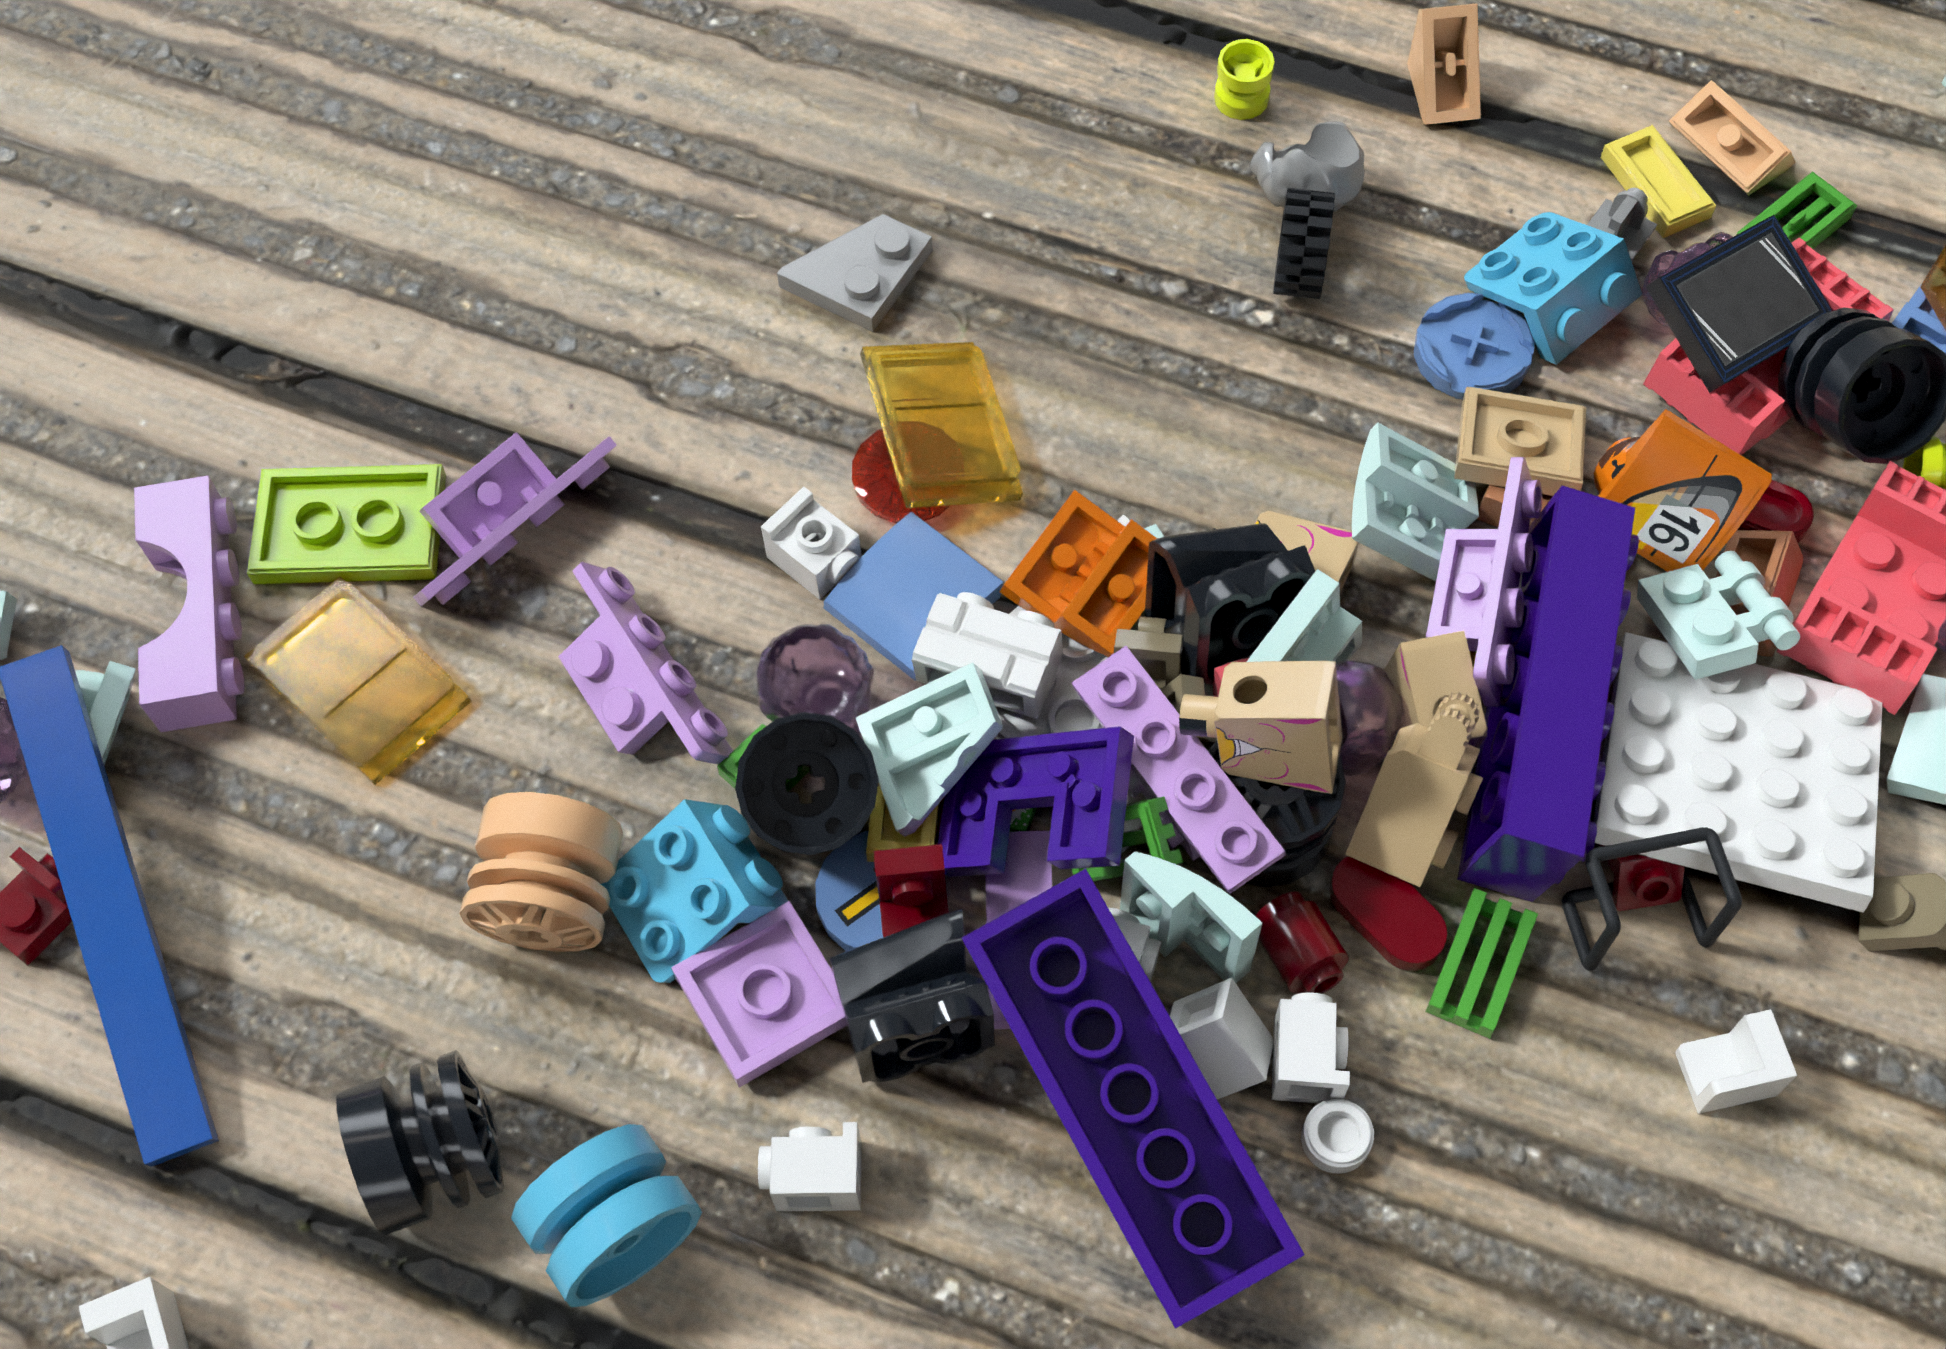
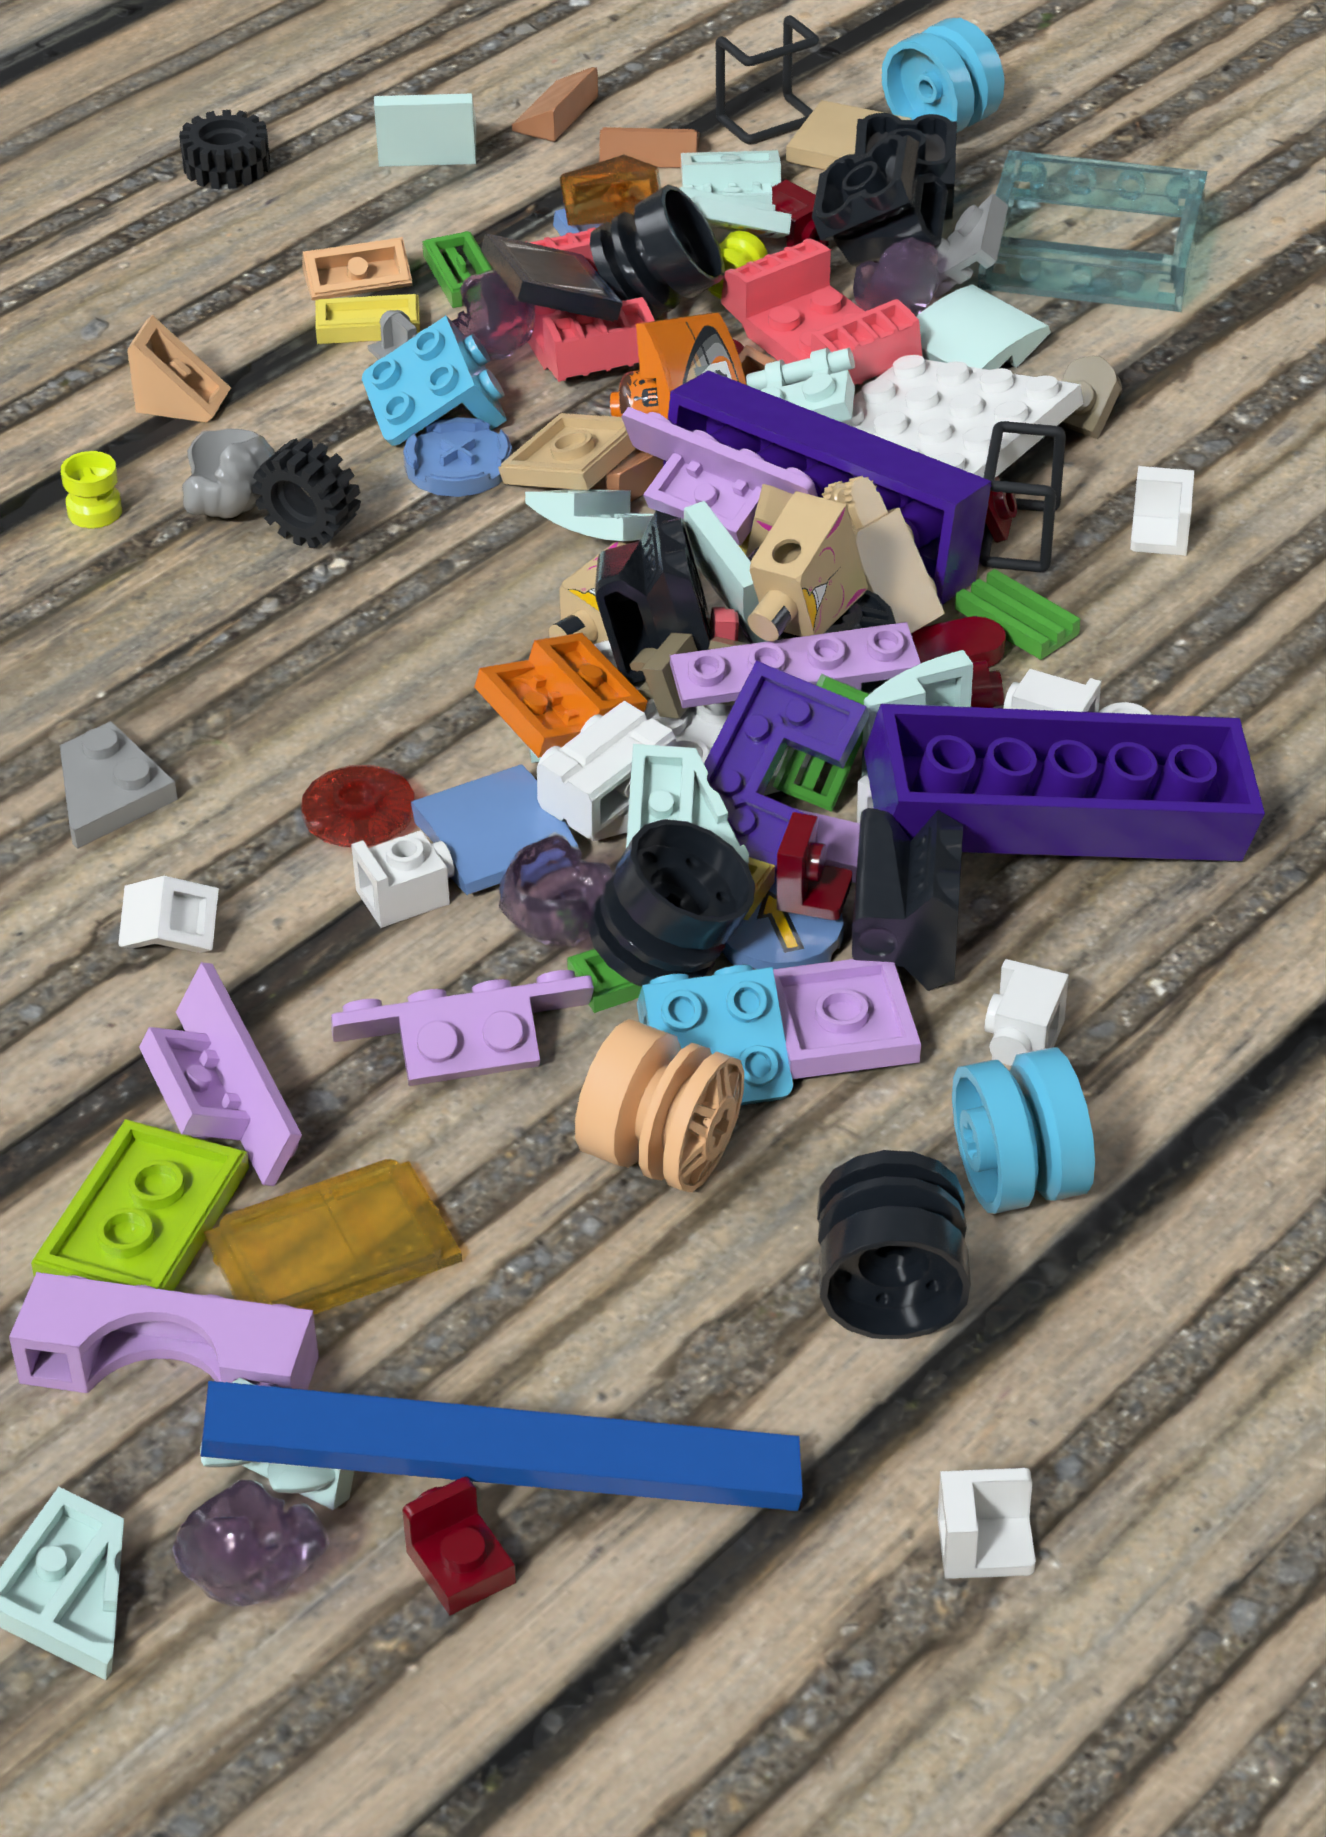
camera: 70 degrees left, 20 degrees down
(690, 389) = (169, 914): none -> white panel
(942, 424) = (325, 761): clear yellow piece -> none

